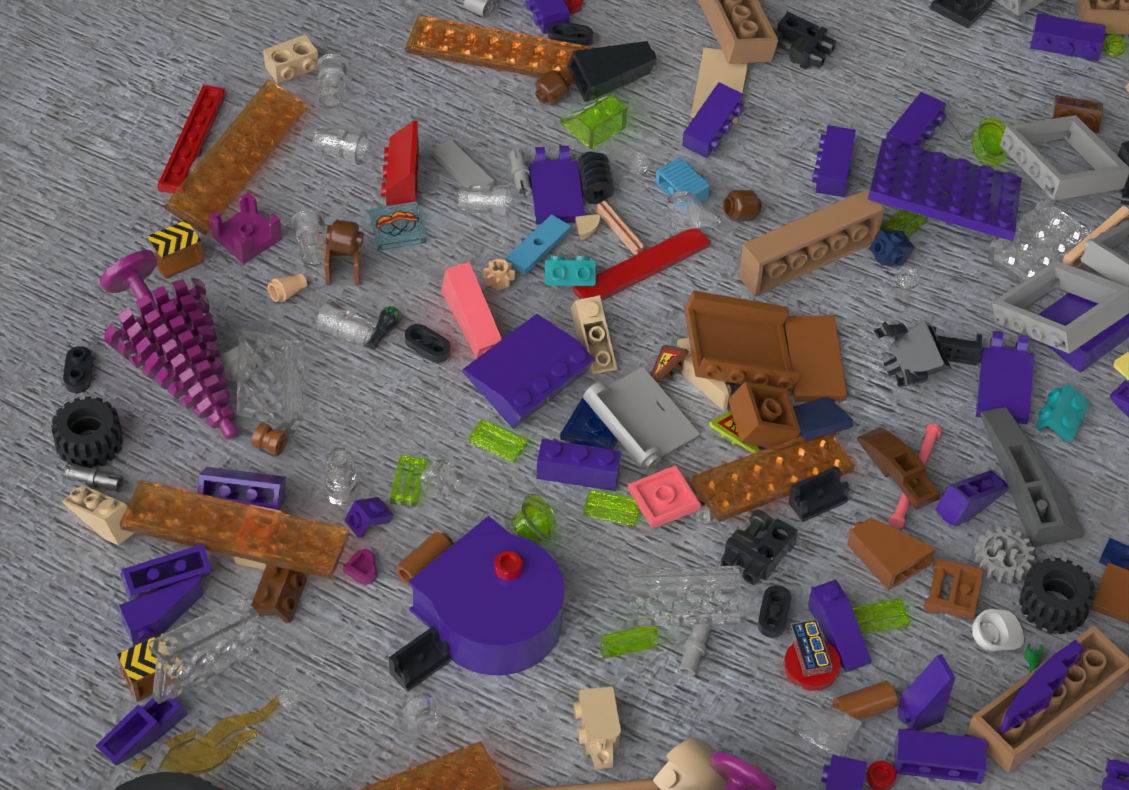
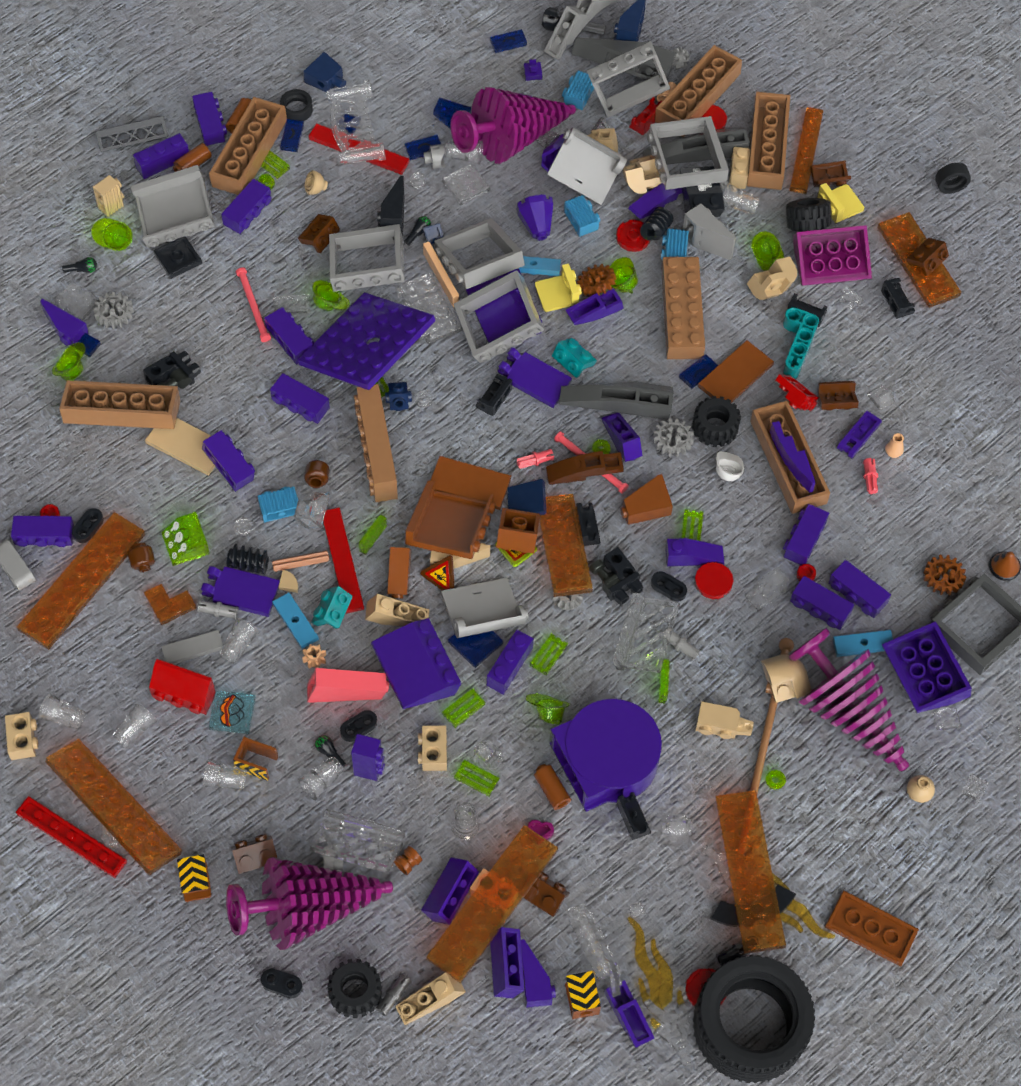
camera: 70 degrees left, 10 degrees up
(227, 296) = (253, 854): none -> reddish brown bracket
(247, 231) = (193, 821): magenta panel -> none
(283, 288) = (264, 810): light nougat cone -> none
(344, 236) = (251, 747): reddish brown head -> none
(367, 513) = (500, 814): dark purple bracket -> none
(377, 348) = (367, 757): none -> dark purple brick
(427, 422) = (436, 748): none -> tan brick
(504, 131) = (168, 608): none -> clear orange tile
(508, 565) = (600, 729): red tile -> none
(609, 67) = (145, 510): black slope -> none
(649, 317) = (399, 572): none -> dark orange slope
(664, 497) = (557, 617): coral tile -> none
(687, 280) = (372, 534): none -> clear neon green tile
(810, 647) = (706, 575): tile -> none
(867, 701) = (755, 560): dark orange brick -> none
(885, 413) = (535, 459): none -> coral axle
(916, 352) = (503, 418): torso -> none
(927, 696) = (771, 522): dark purple slope -> none
(944, 474) = (607, 448): none -> clear neon green plate
(963, 591) = (689, 471): dark orange plate -> none
(975, 62) = (264, 335): none -> coral bar
(1032, 657) = (750, 455): green hand -> none

